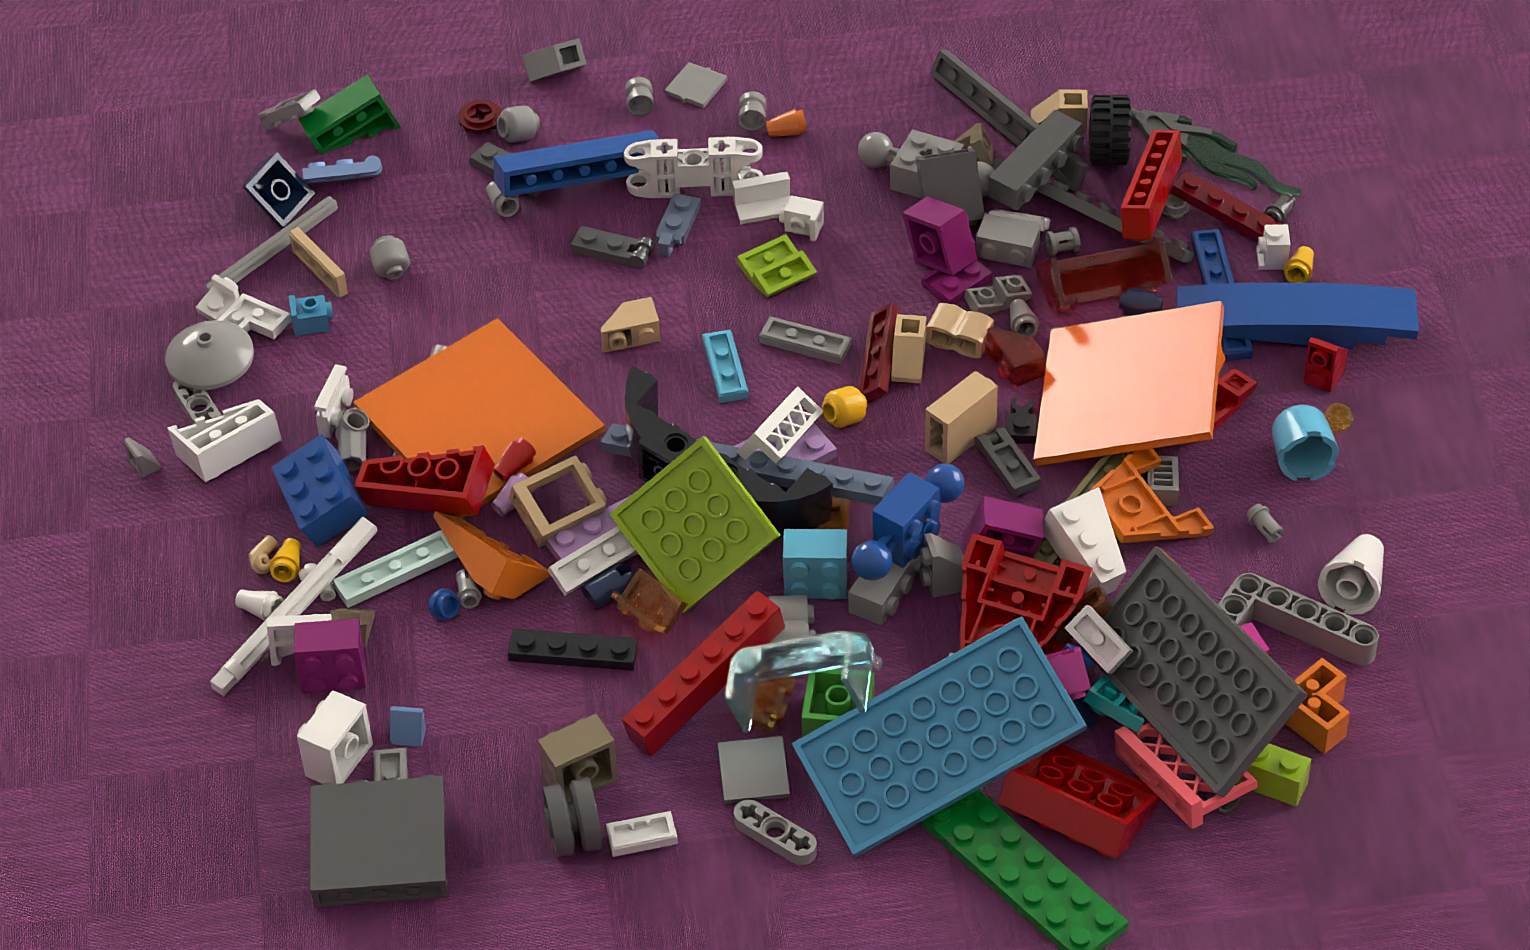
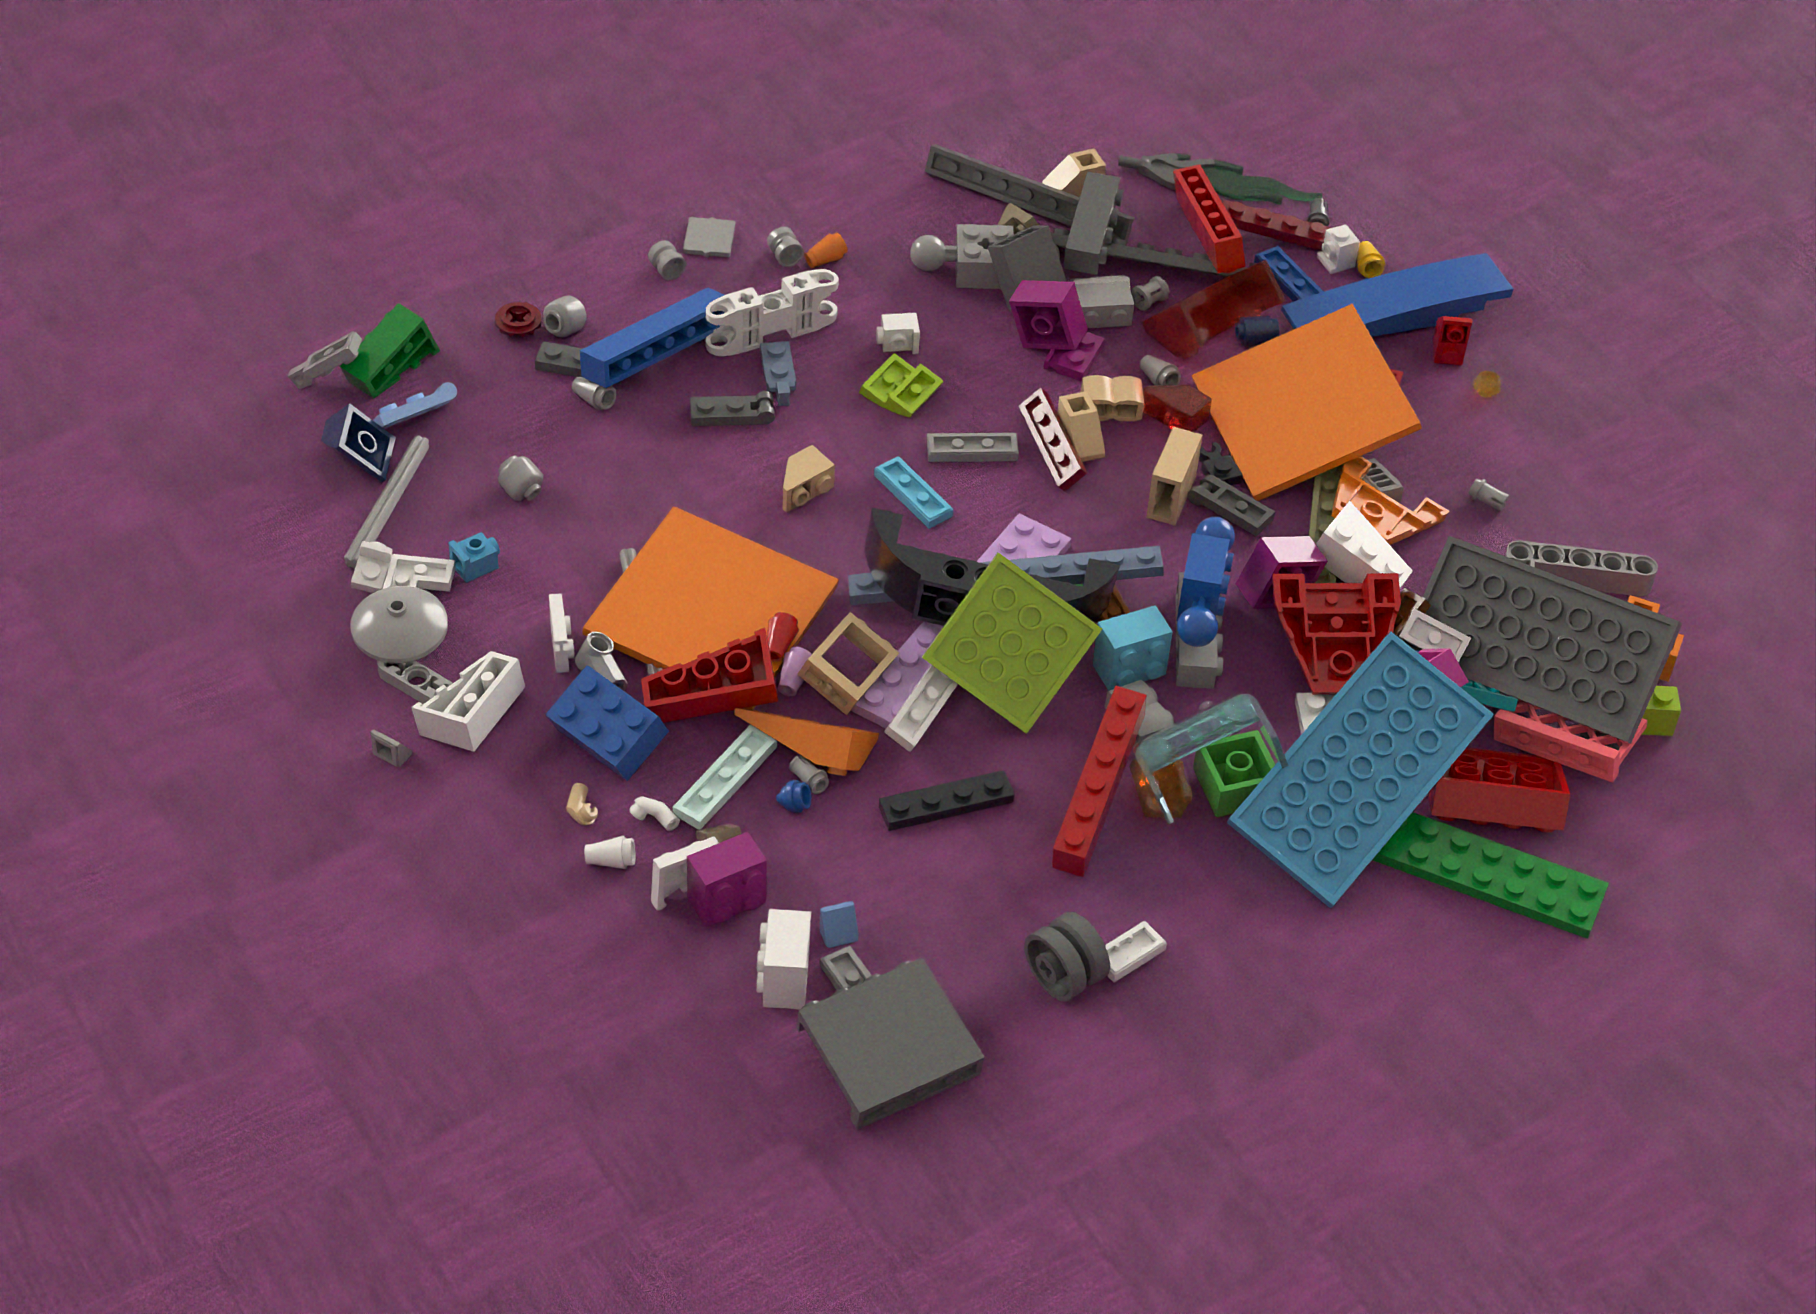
camera: 30 degrees left, 0 degrees up
(286, 562) = (612, 805): yellow cone -> none
(295, 603) = (652, 843): white piece -> none
(318, 262) = (450, 502): tan tile -> none
(554, 59) = (563, 245): light grey slope -> none
(579, 753) = (1033, 896): dark tan brick -> none
(602, 586) = (944, 729): dark blue piece -> none
(650, 602) = (996, 731): clear orange bracket -> none
(753, 769) = (1191, 857): light grey slope -> none
(761, 197) = (847, 325): white panel -> none
(780, 845) = (1259, 901): light grey beam -> none
(782, 420) = (1020, 529): white fence -> none
(844, 407) = (1055, 497): yellow head -> none
(941, 566) = (1244, 618): light grey slope -> none
(999, 296) = (1123, 357): light grey slope -> none
(1110, 130) = (1140, 178): black tyre -> none
(1304, 443) = (1482, 412): medium azure cylinder -> none
(1354, 576) = (1600, 517): white cone -> none

